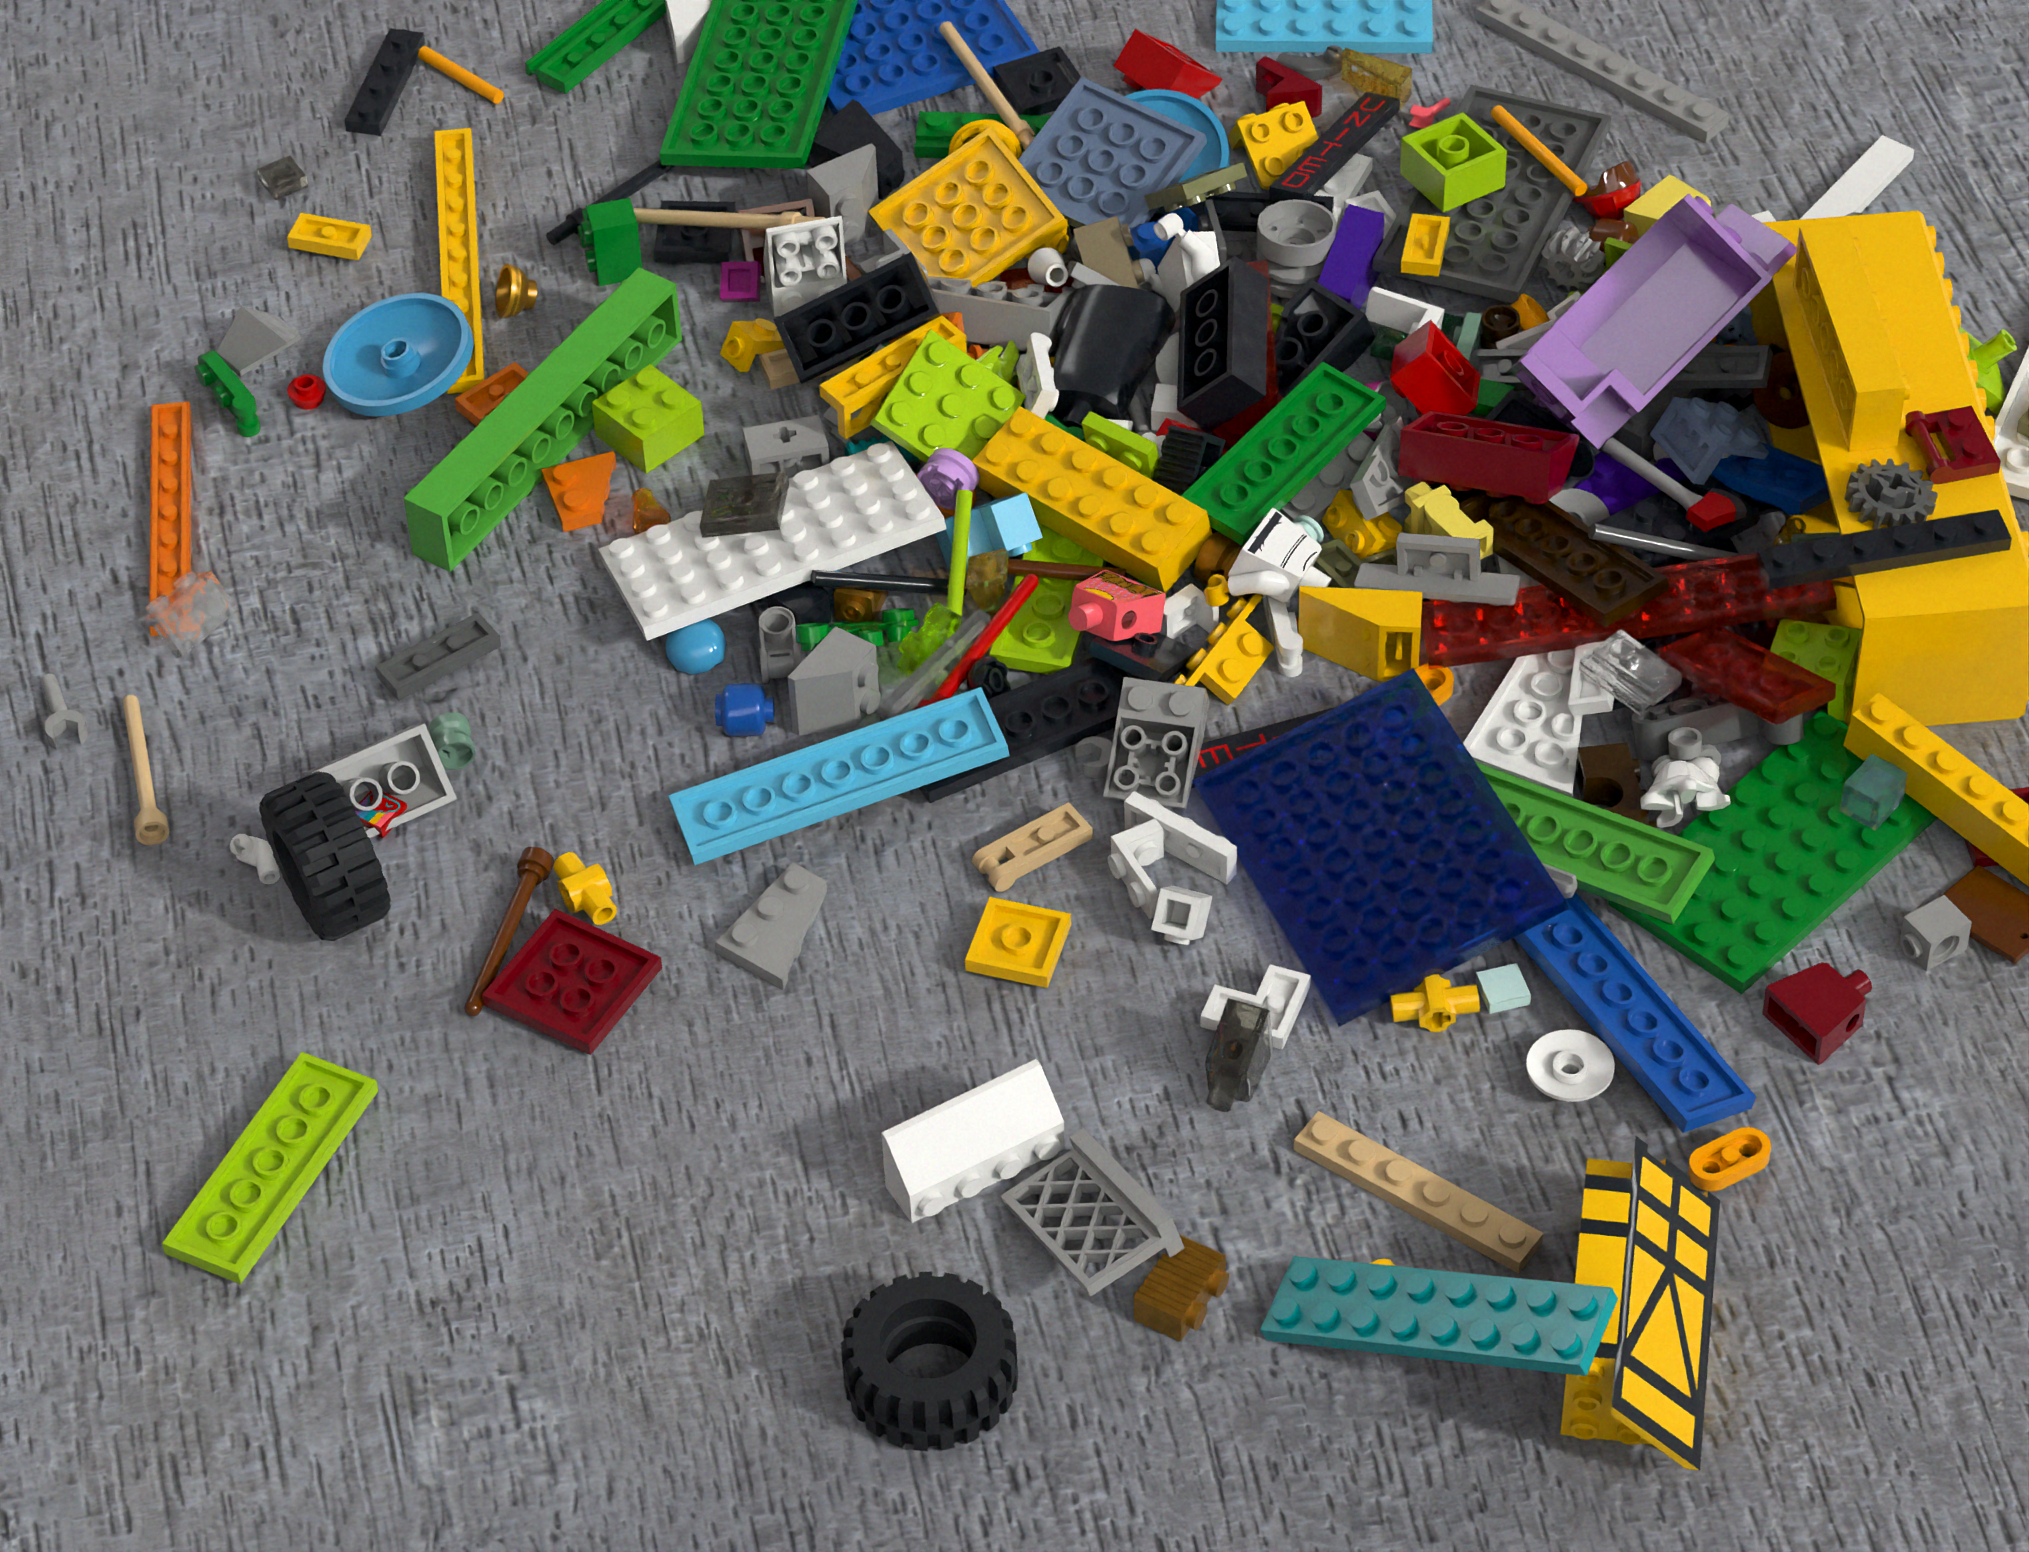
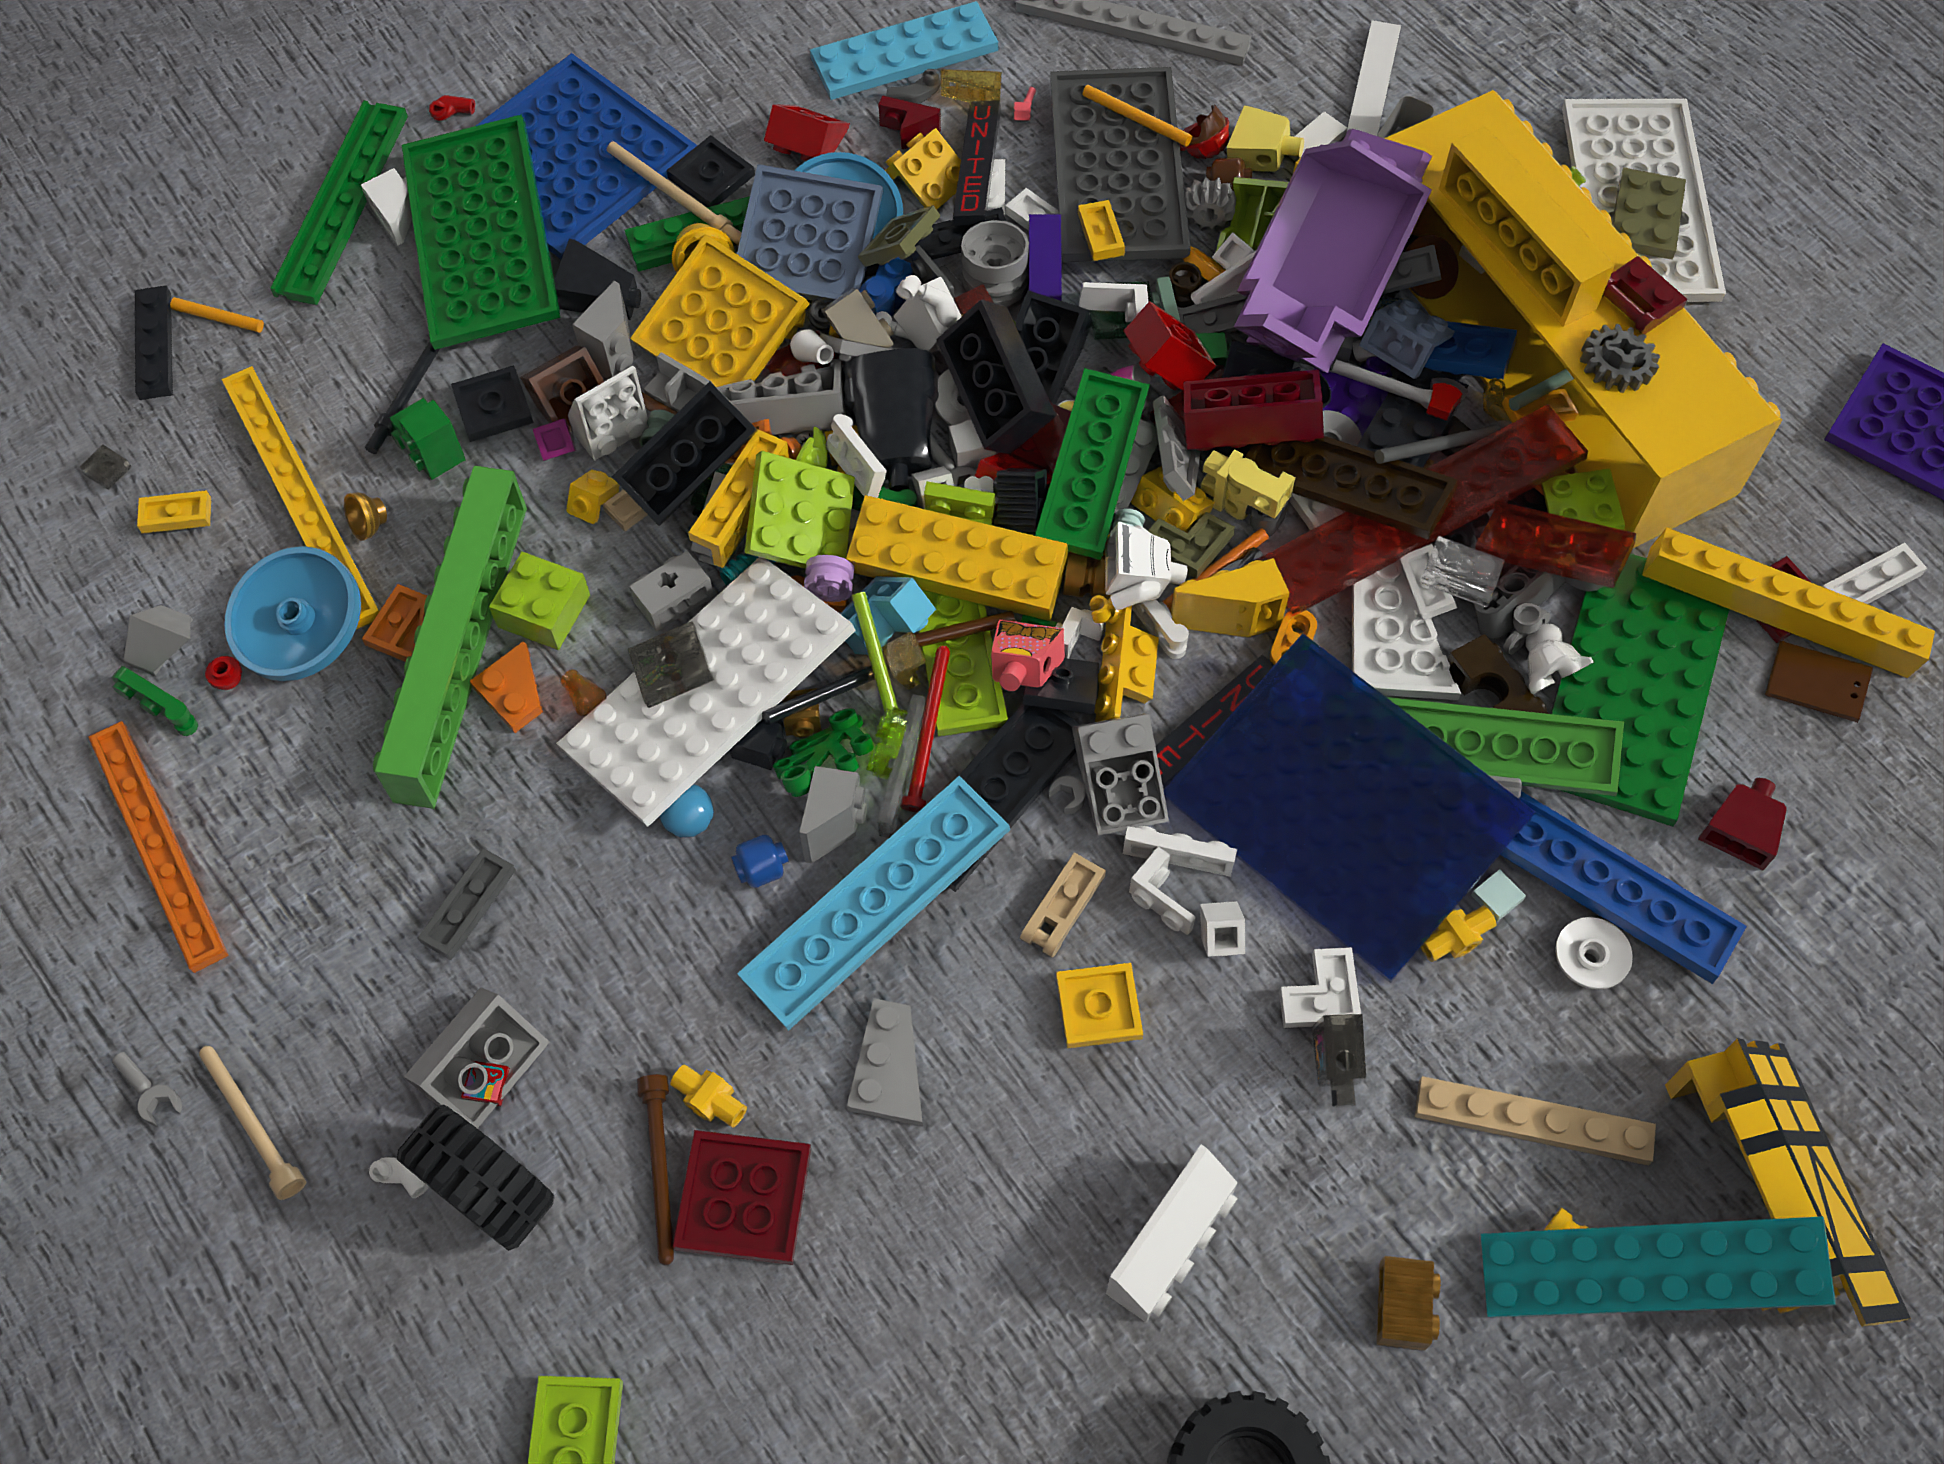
camera: 25 degrees left, 15 degrees up
(189, 611) = (220, 942): clear bracket -> none
(452, 740) = (520, 987): sand green wheel -> none
(719, 219) = (580, 379): tan bar -> none
(778, 644) = (763, 792): light grey piece -> none
(988, 675) = (948, 756): black plate -> none
(1118, 1196) = (1324, 1238): light grey fence -> none
(1440, 570) = (1266, 531): light grey bracket -> none
(1453, 162) = (1086, 149): lime brick -> none
(1726, 1160) = (1754, 995): light orange plate -> none
(1873, 792) = (1692, 611): clear light blue brick -> none
(1883, 549) = (1642, 410): black plate -> none
(1935, 933) = (1792, 719): light grey brick -> none

